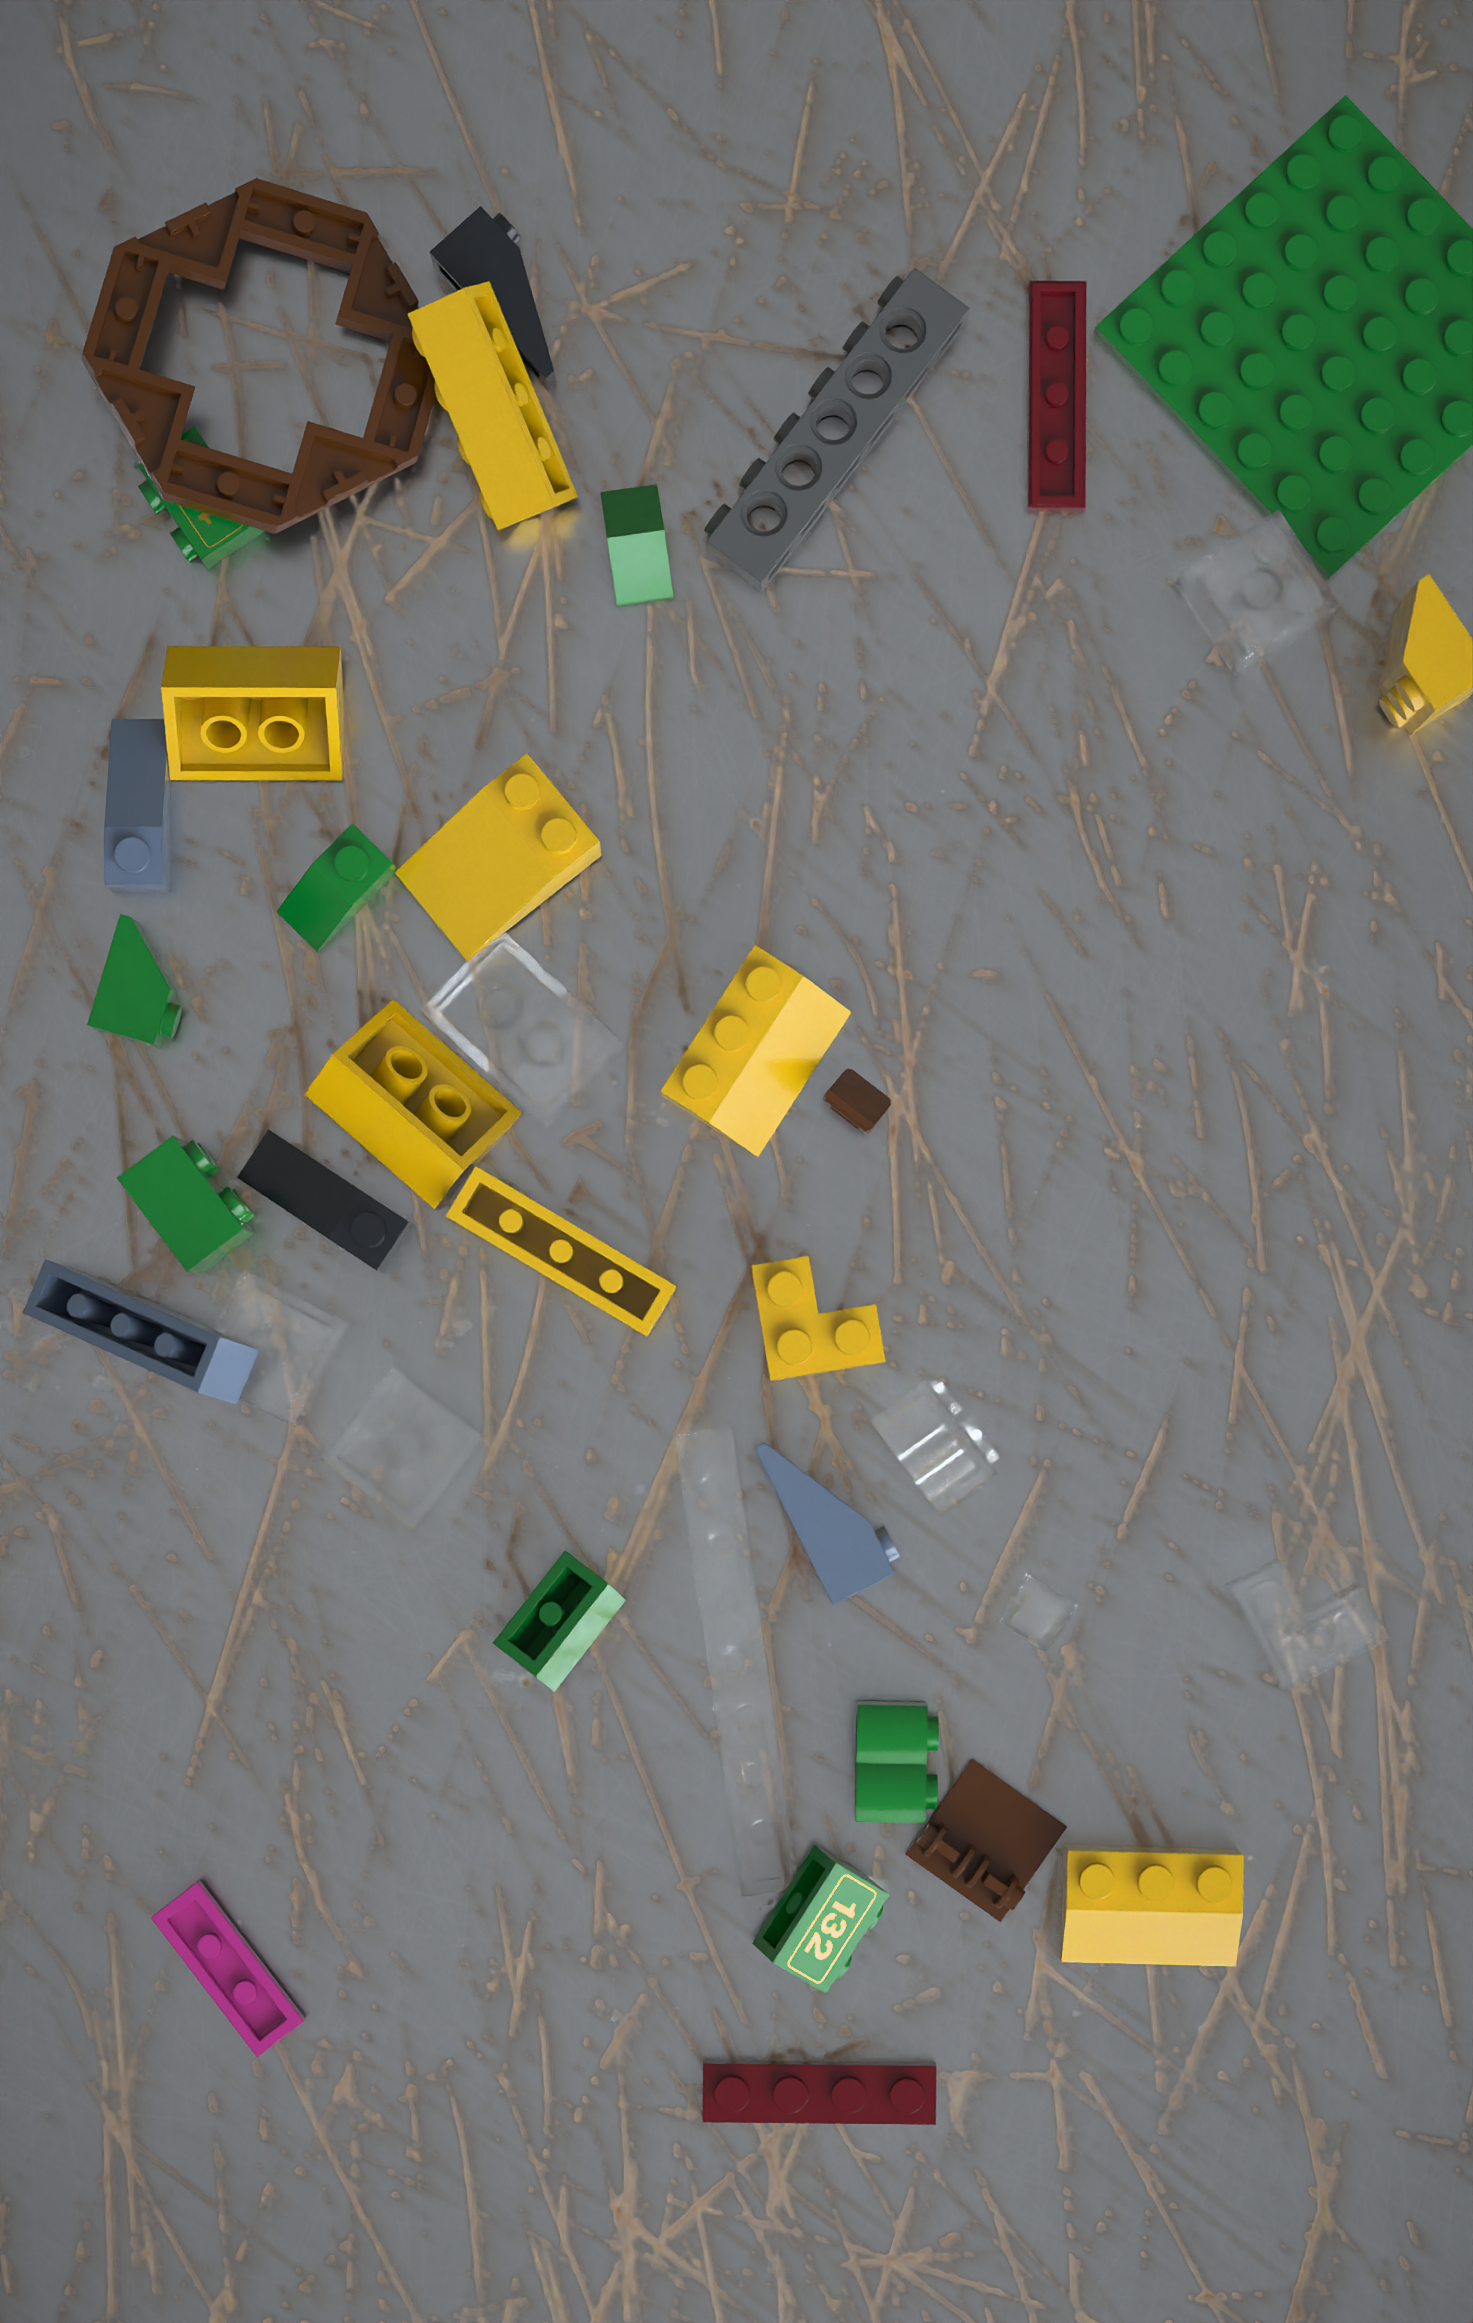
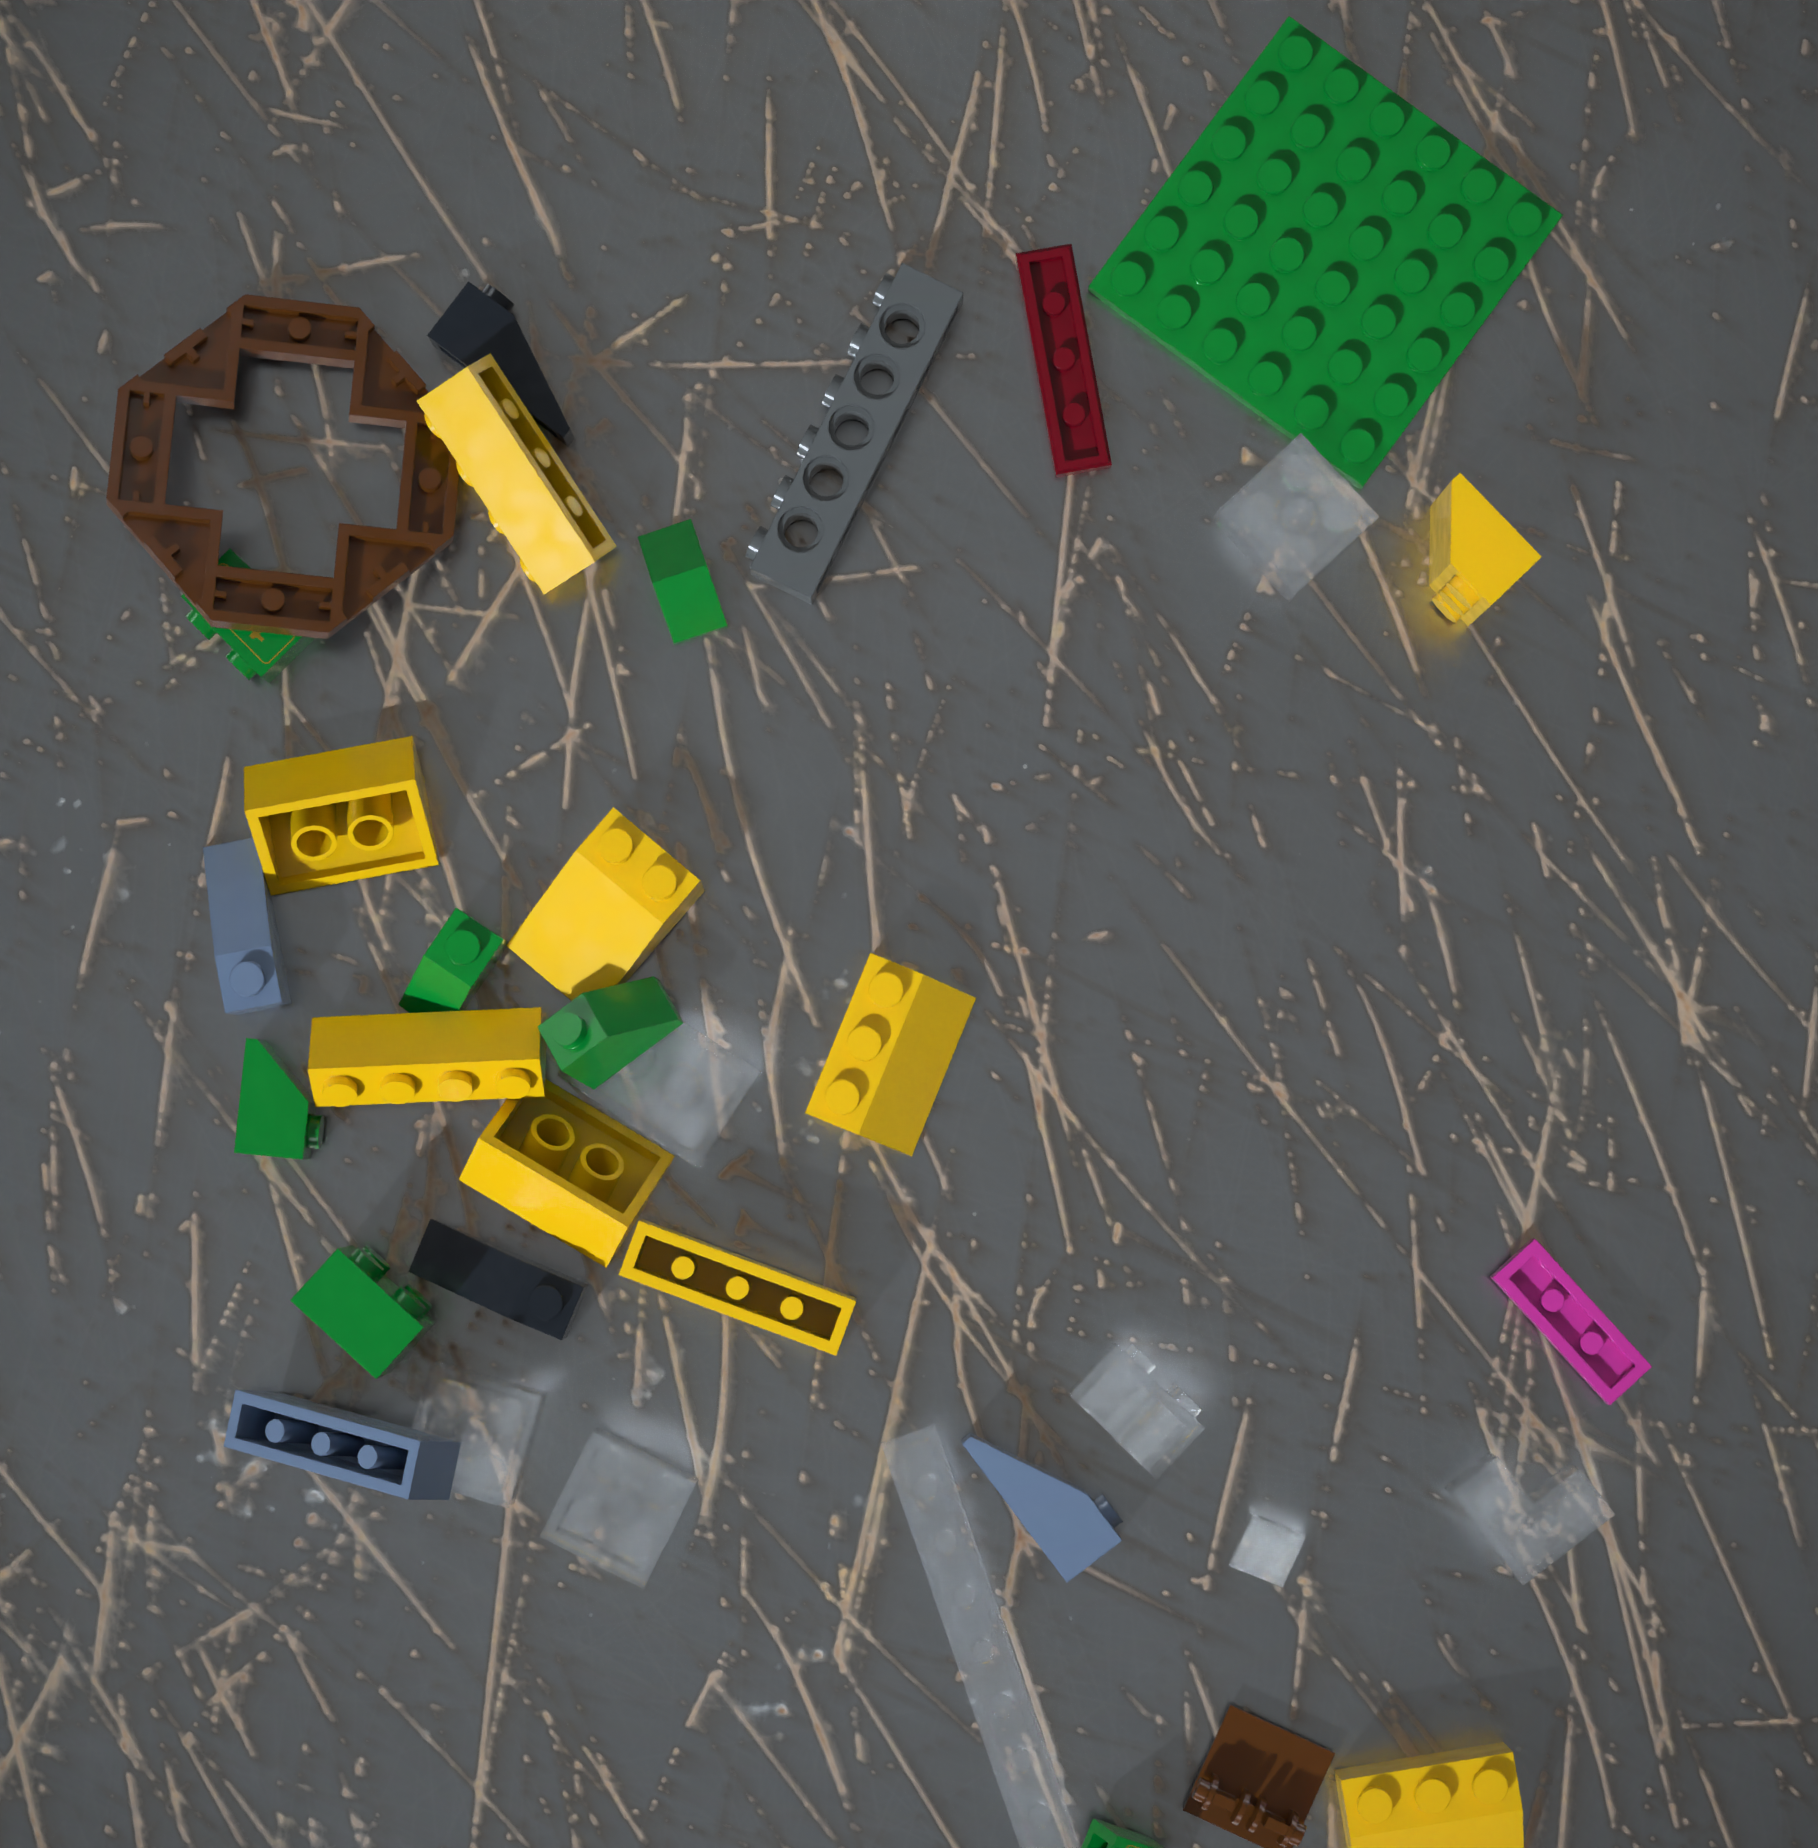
camera: 10 degrees left, 0 degrees up
(296, 967) = (427, 1057): none -> yellow brick
(481, 972) = (609, 1029): none -> green slope
(559, 1621) = (803, 1648): green brick -> none
(801, 1339) = (989, 1327): yellow brick -> none
(857, 1101) = (998, 1083): reddish brown slope -> none
(893, 1762) = (1153, 1722): green brick -> none
(1382, 1443) = (1571, 1321): none -> dark pink plate

